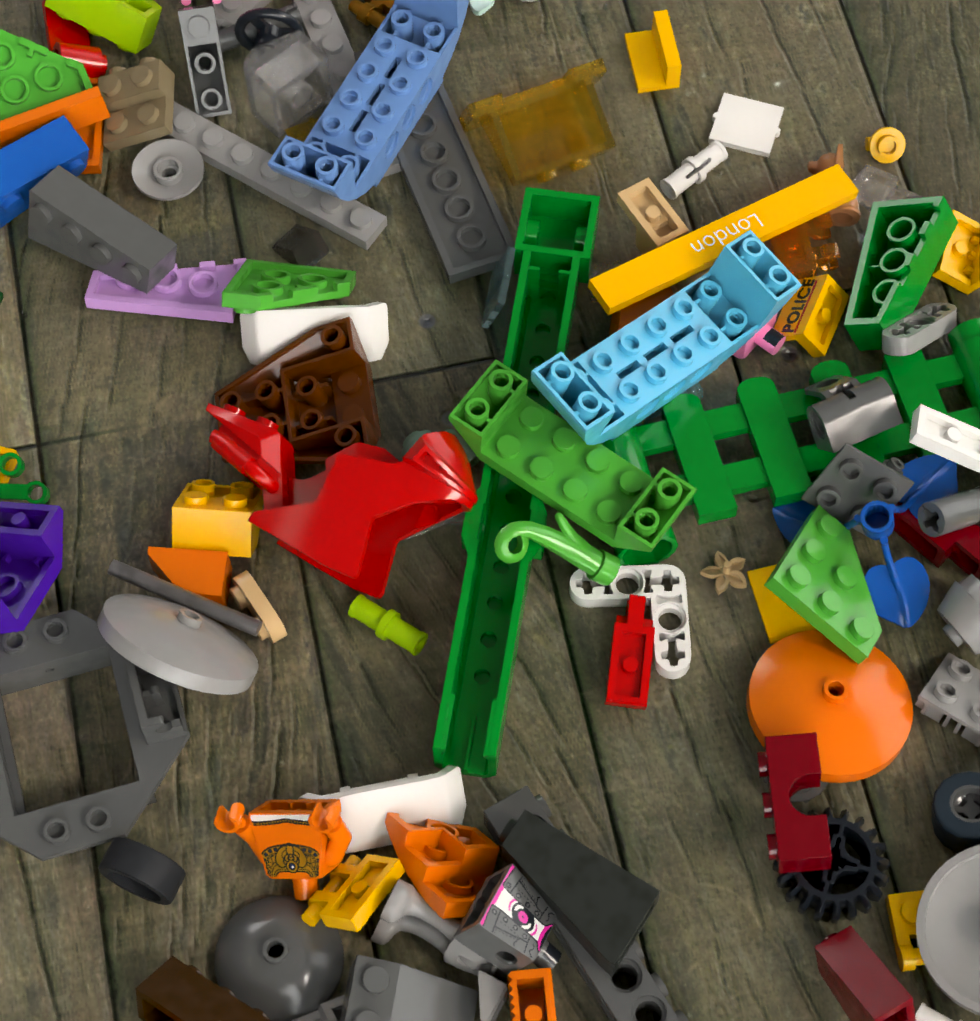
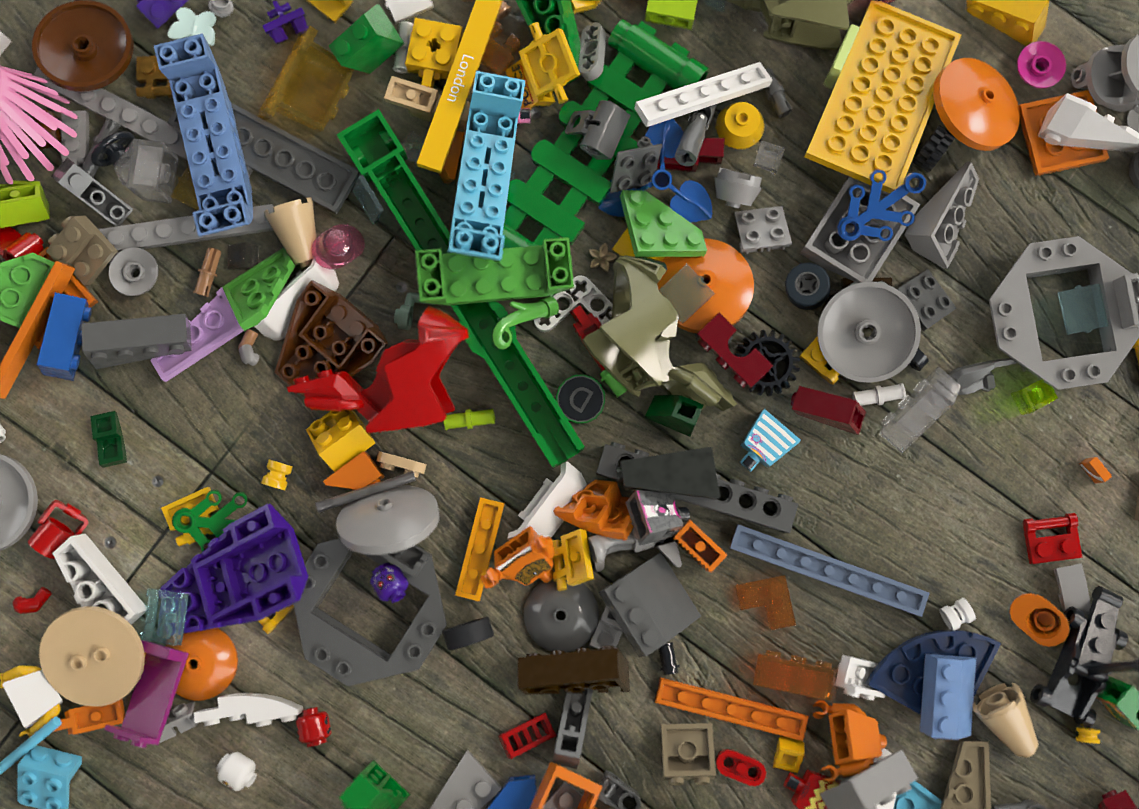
camera: 40 degrees left, 20 degrees up
(106, 501) = (276, 476): none -> yellow wheel
(107, 717) = (389, 582): none -> dark purple head
(209, 341) = (245, 348): none -> light grey arm
(246, 231) = (207, 272): none -> medium nougat axle
(260, 781) = (479, 549): none -> light orange plate
(387, 255) = (295, 229): none -> tan cone
(417, 312) = (338, 246): none -> clear pink piece
(547, 715) = (581, 399): none -> black tile
(578, 42) = (275, 27): none -> dark purple hips
(608, 732) = (614, 385): none -> bright green pin
(653, 123) = (367, 42): none -> green slope
(654, 828) = (675, 412): none -> dark green slope
(678, 692) = (639, 335): none -> olive piece
(721, 186) = (431, 36): none -> yellow hinge
(745, 966) = (766, 441): none -> medium azure torso
(793, 685) = (686, 292): none -> clear light blue piece
(851, 296) = (549, 62): none -> yellow plate

